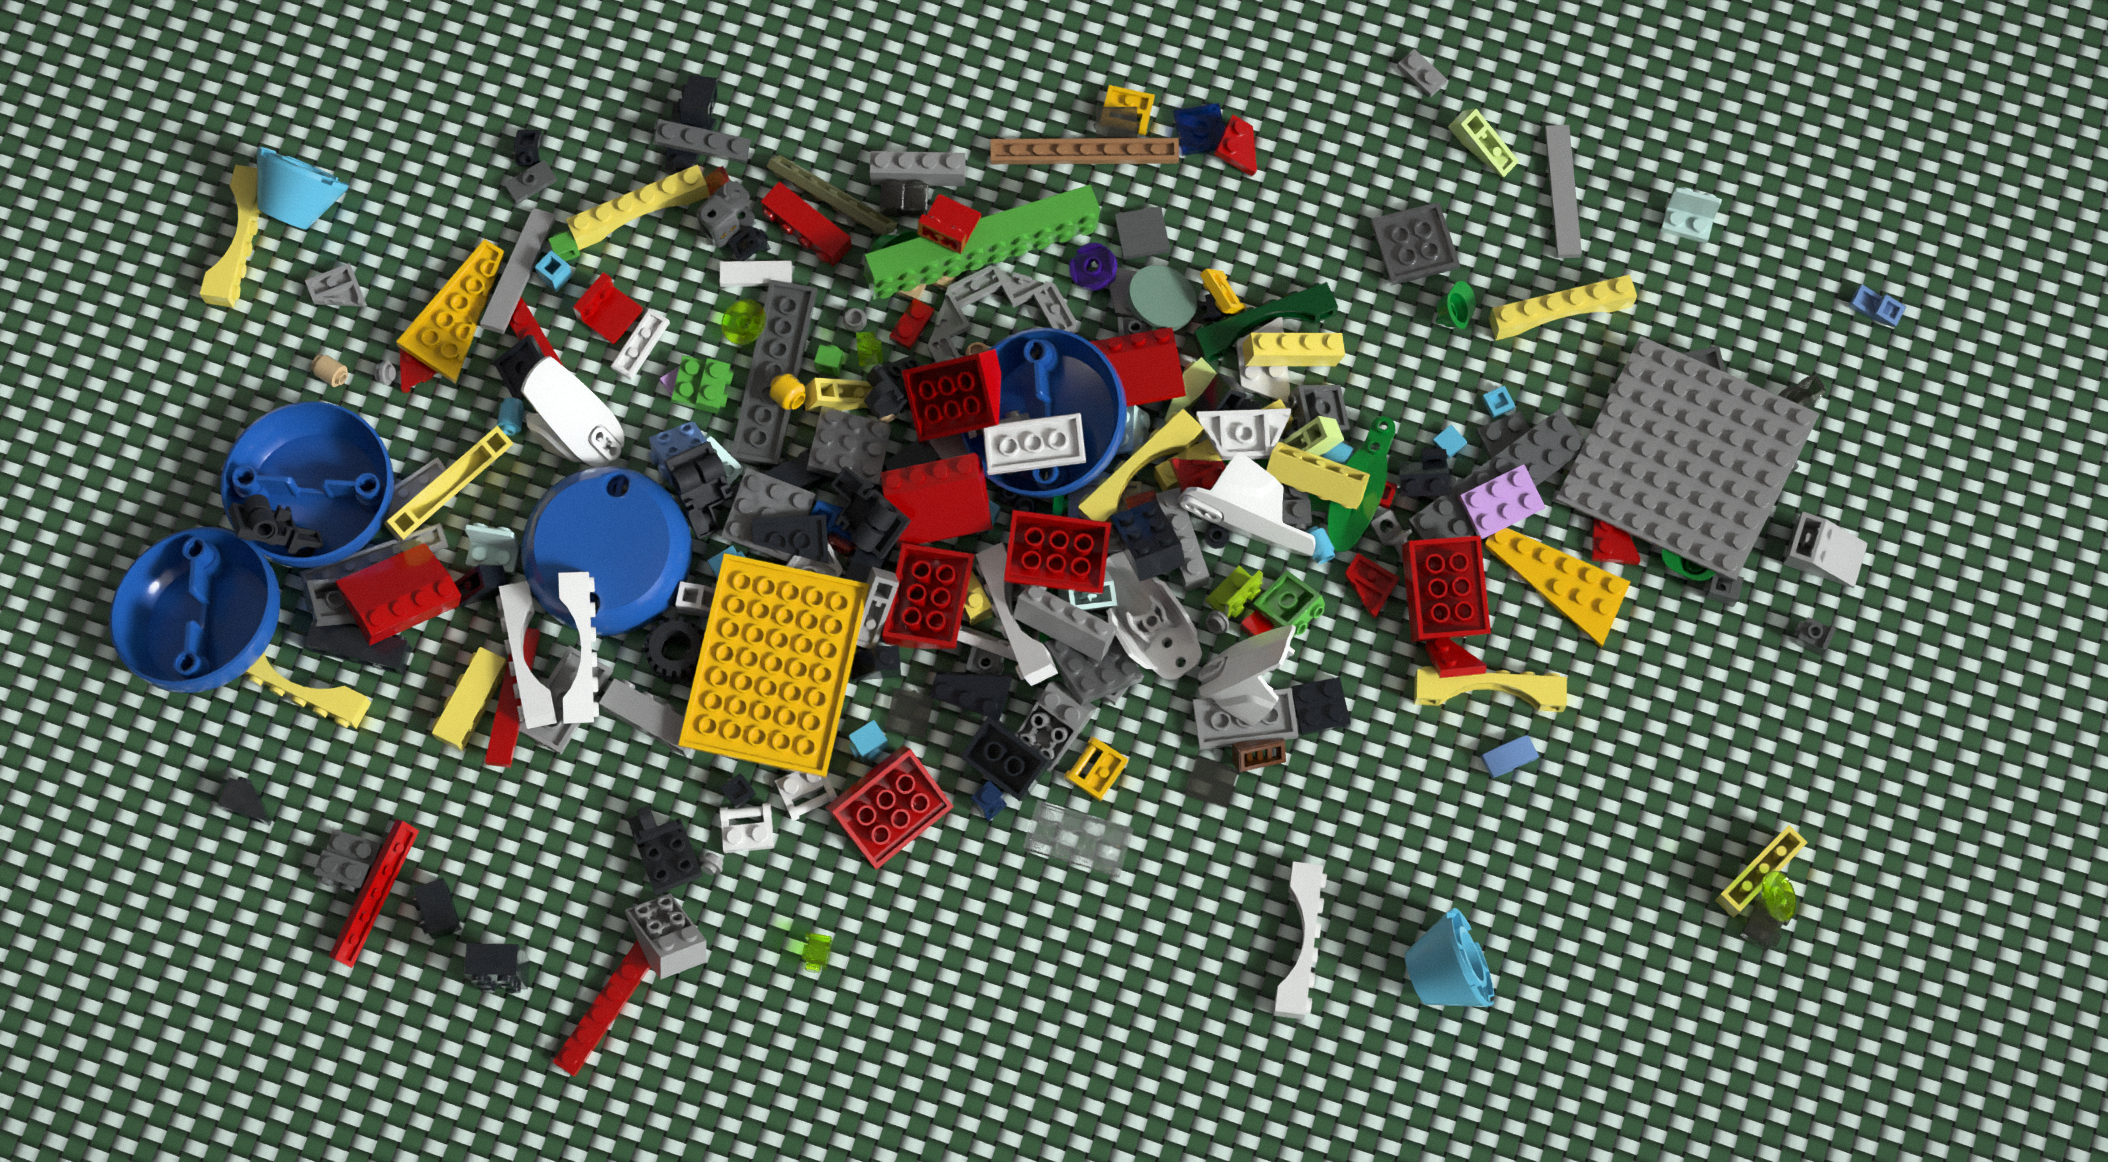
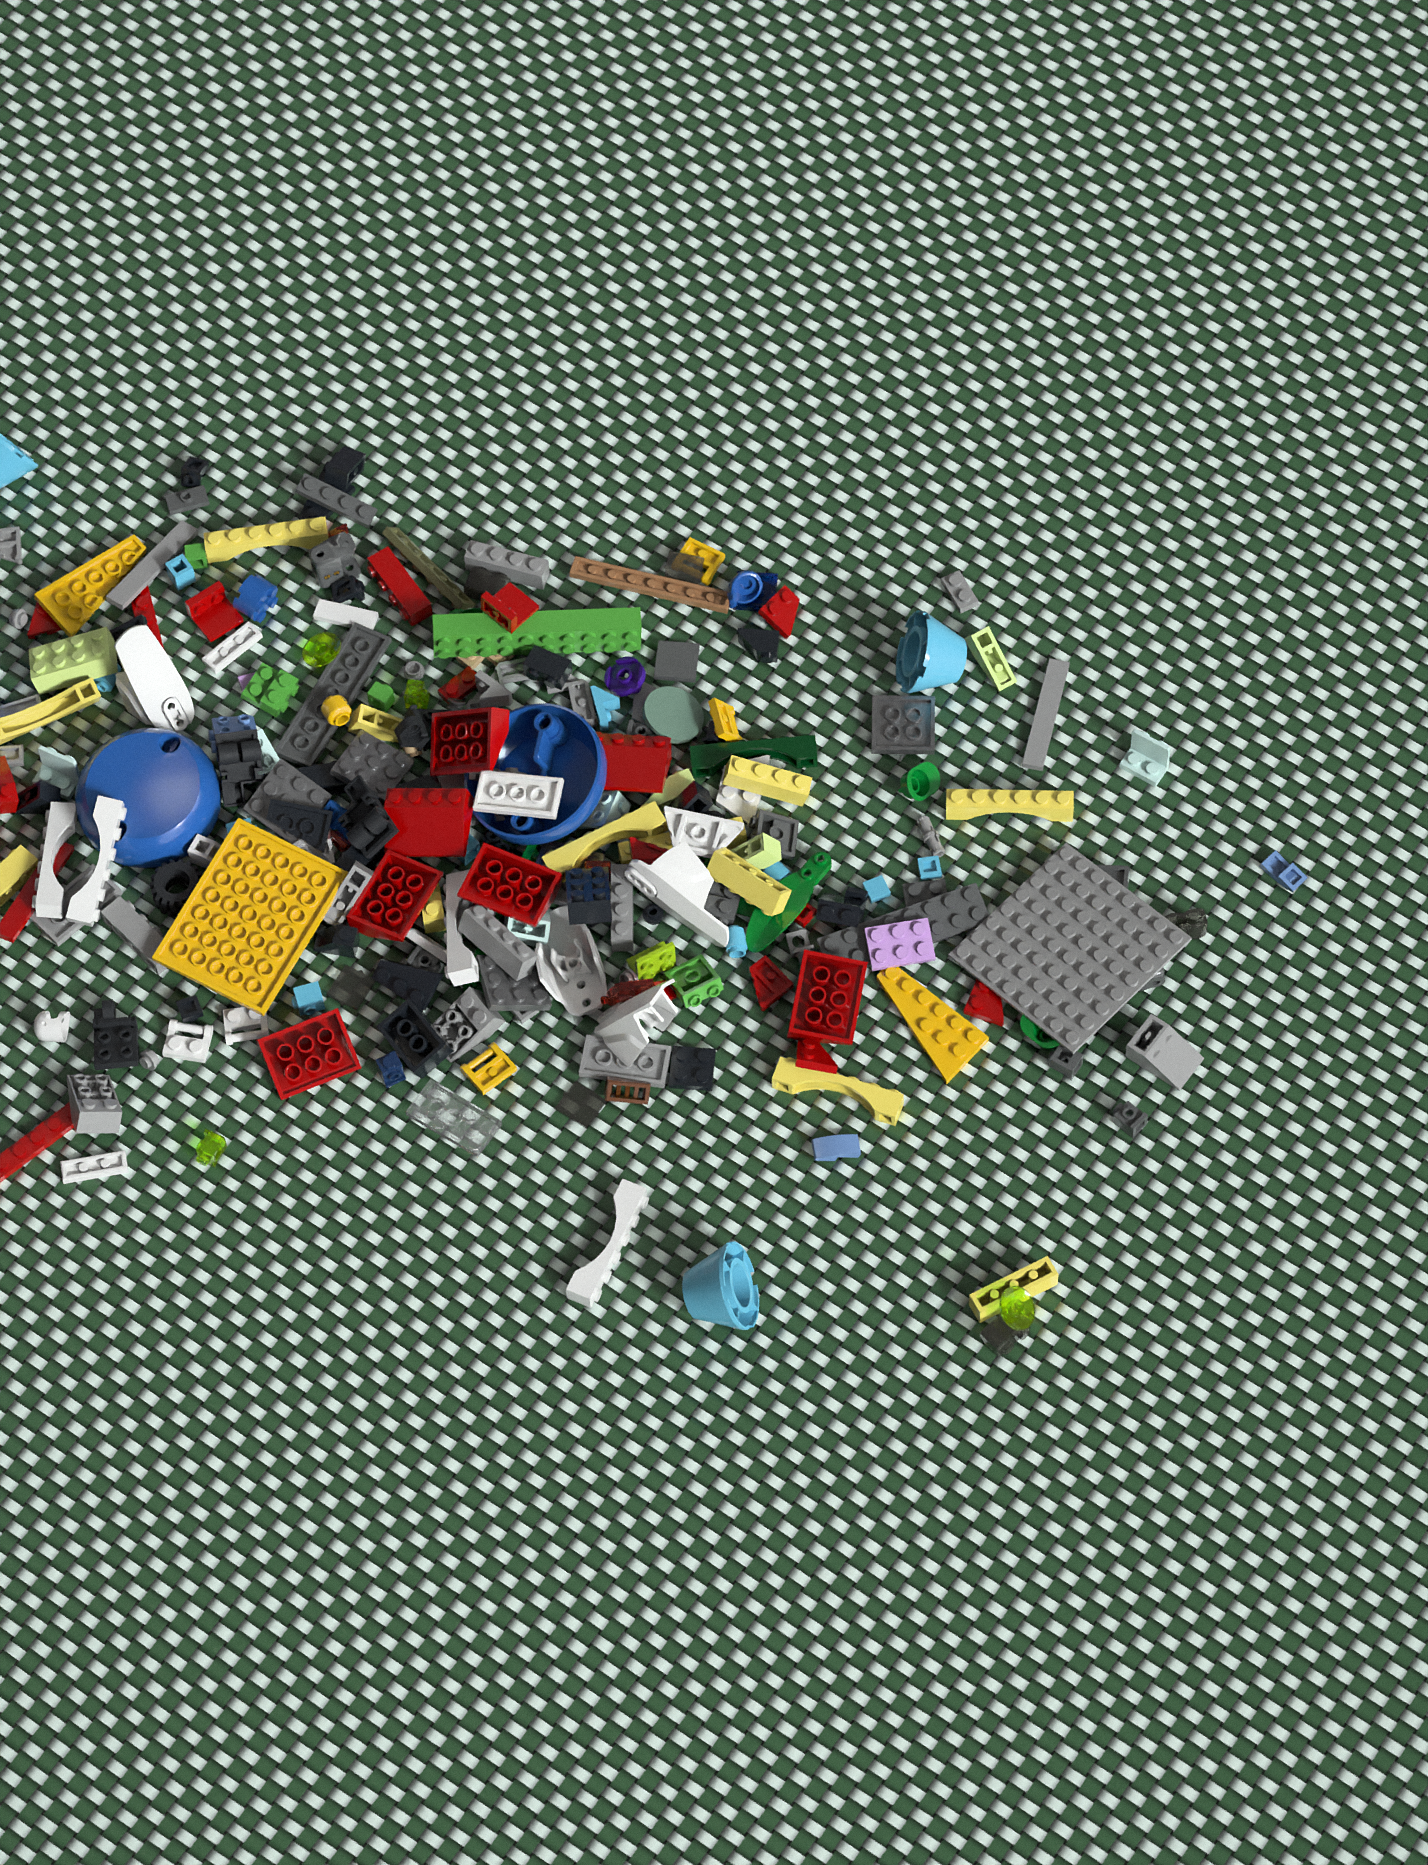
camera: 20 degrees right, 10 degrees down
(467, 409) = (72, 660): none -> yellowish green brick
(587, 860) = (52, 1029): none -> white helmet
(649, 280) = (256, 597): none -> blue brick
(690, 1009) = (94, 1167): none -> white tile
(917, 349) = (455, 704): none -> dark grey bush
(959, 325) = (493, 692): none -> light grey slope
(1006, 279) = (547, 667): none -> black brick
(1079, 303) = (603, 704): none -> medium azure slope
(1191, 130) = (744, 588): none -> blue hat
(1225, 640) = (625, 990): none -> clear red plate
(1228, 190) = (760, 644): none -> black slope
(1419, 158) = (929, 654): none -> medium azure cone
(1488, 365) = (930, 836): none -> light grey pin

